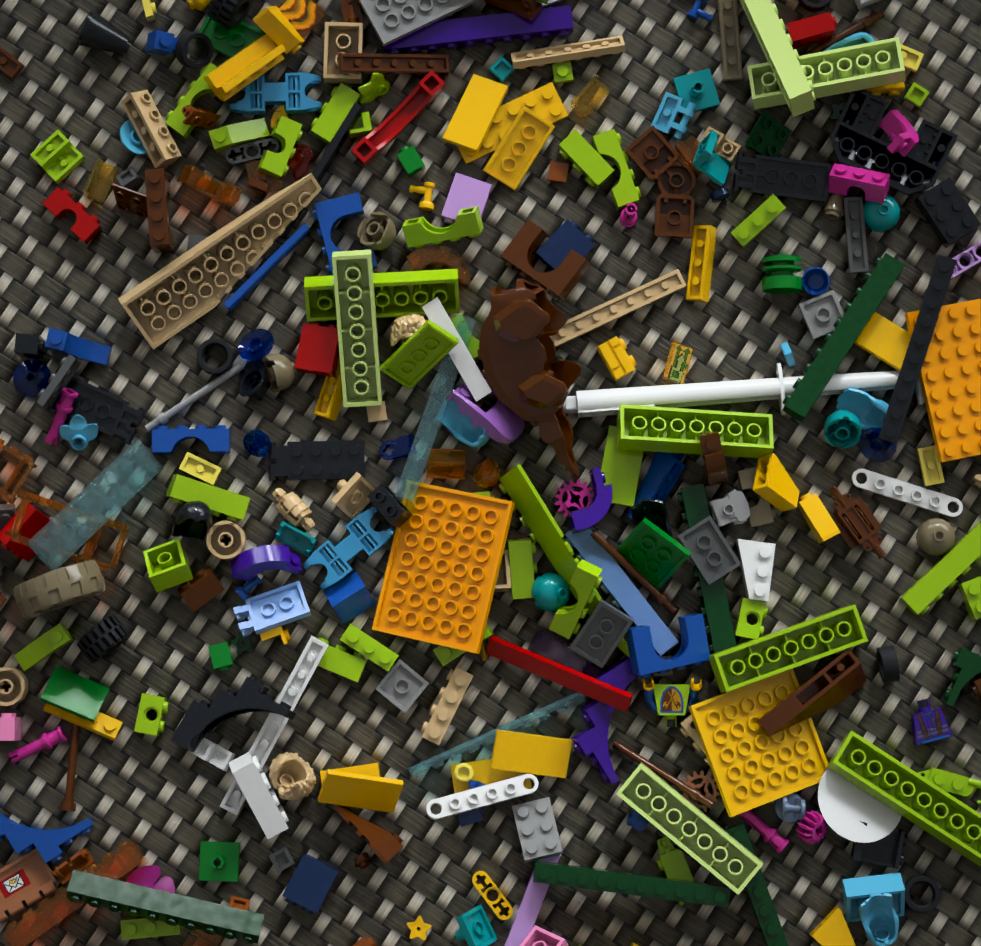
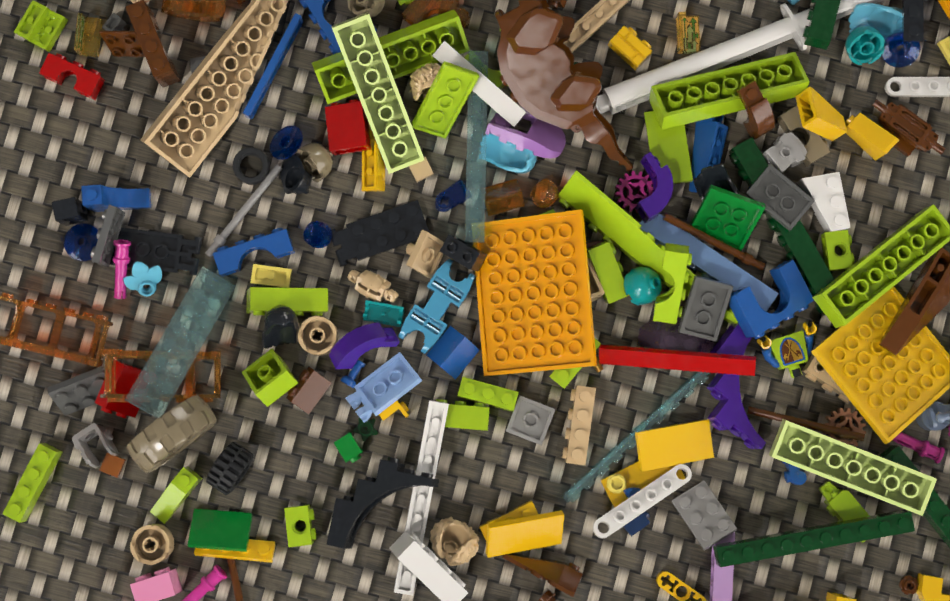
camera: 20 degrees left, 0 degrees up
(214, 754) = (372, 543): white slope -> none

